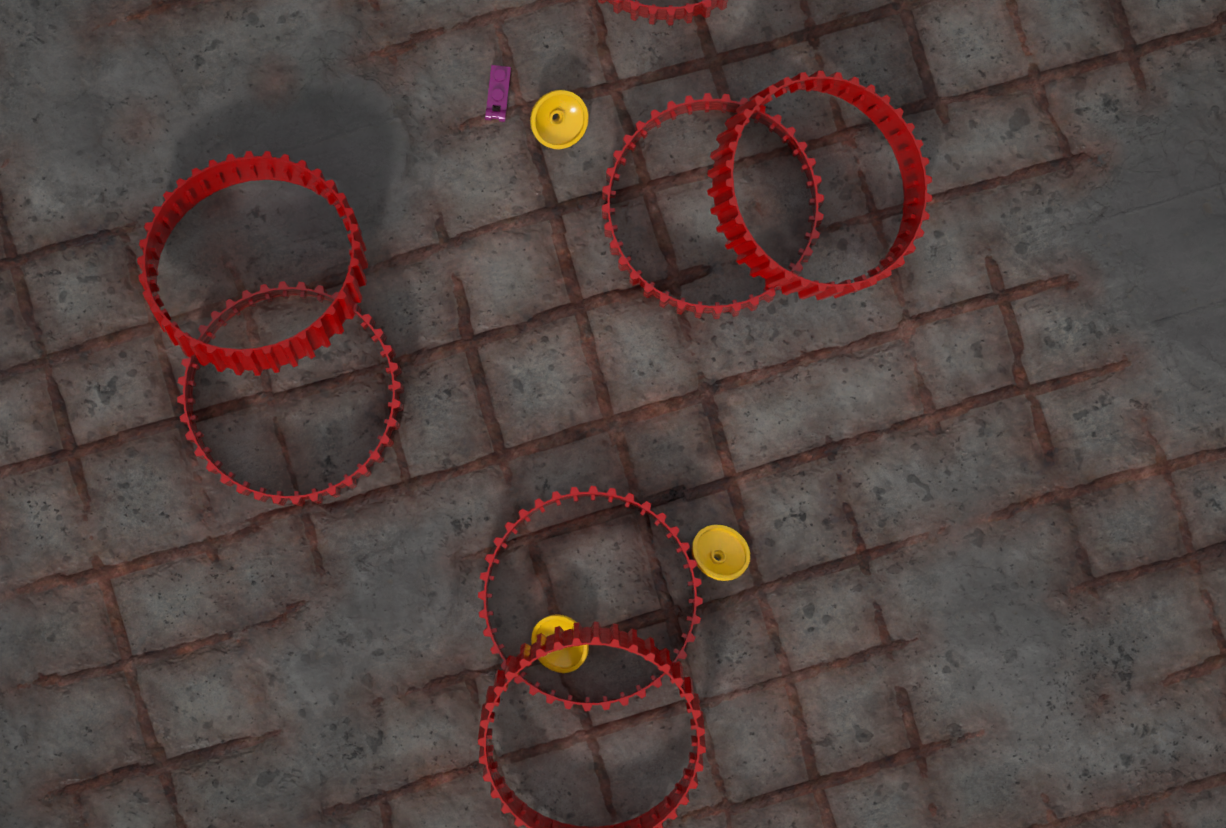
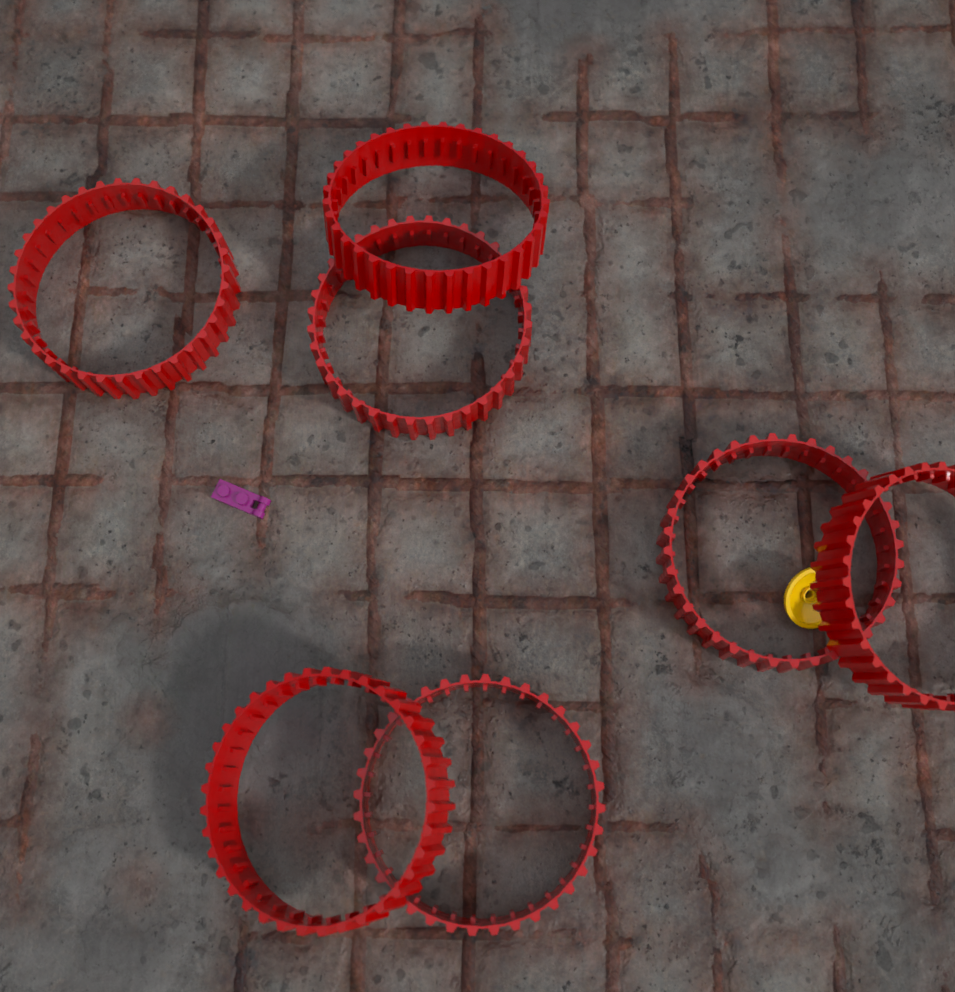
camera: 70 degrees left, 10 degrees down
(569, 124) = (293, 438): yellow dish -> none
(725, 545) = (759, 415): yellow dish -> none

